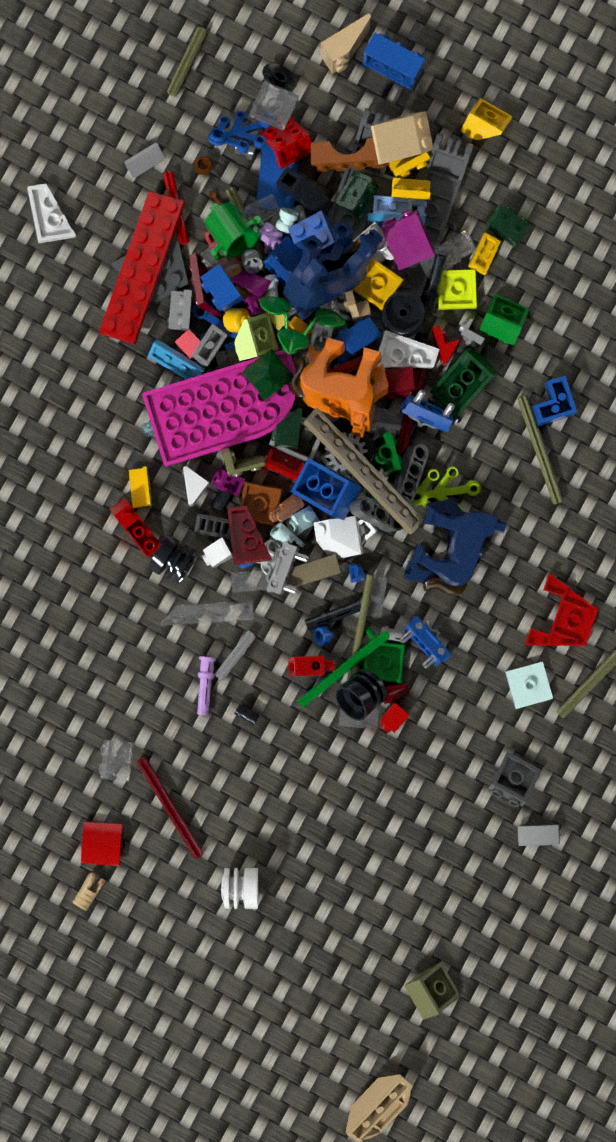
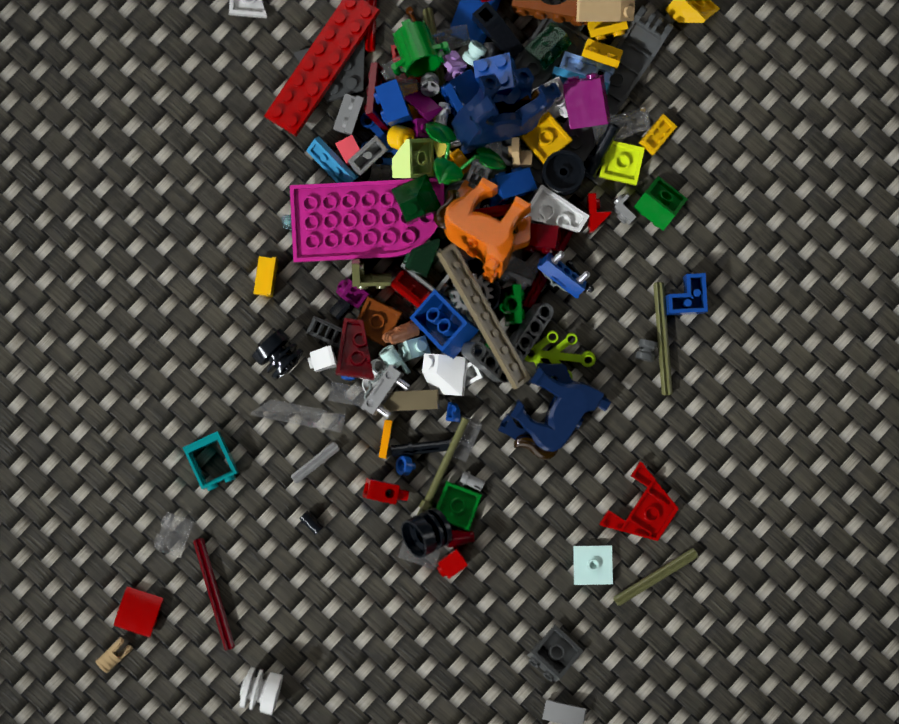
camera: 15 degrees right, 0 degrees up
(120, 665) = (201, 443): none -> teal window
(135, 527) = (250, 313): red slope -> none
(194, 485) = (318, 288): white slope -> none
(206, 675) = (281, 474): lavender pin -> none
(297, 615) = (385, 439): none -> light orange tile
(375, 642) = (454, 485): green piece -> none
(429, 643) = (508, 502): blue piece -> none
(464, 381) = (606, 253): dark green slope -> none
(508, 225) = (688, 113): clear green brick -> none
(527, 464) = (646, 350): none -> dark grey wheel

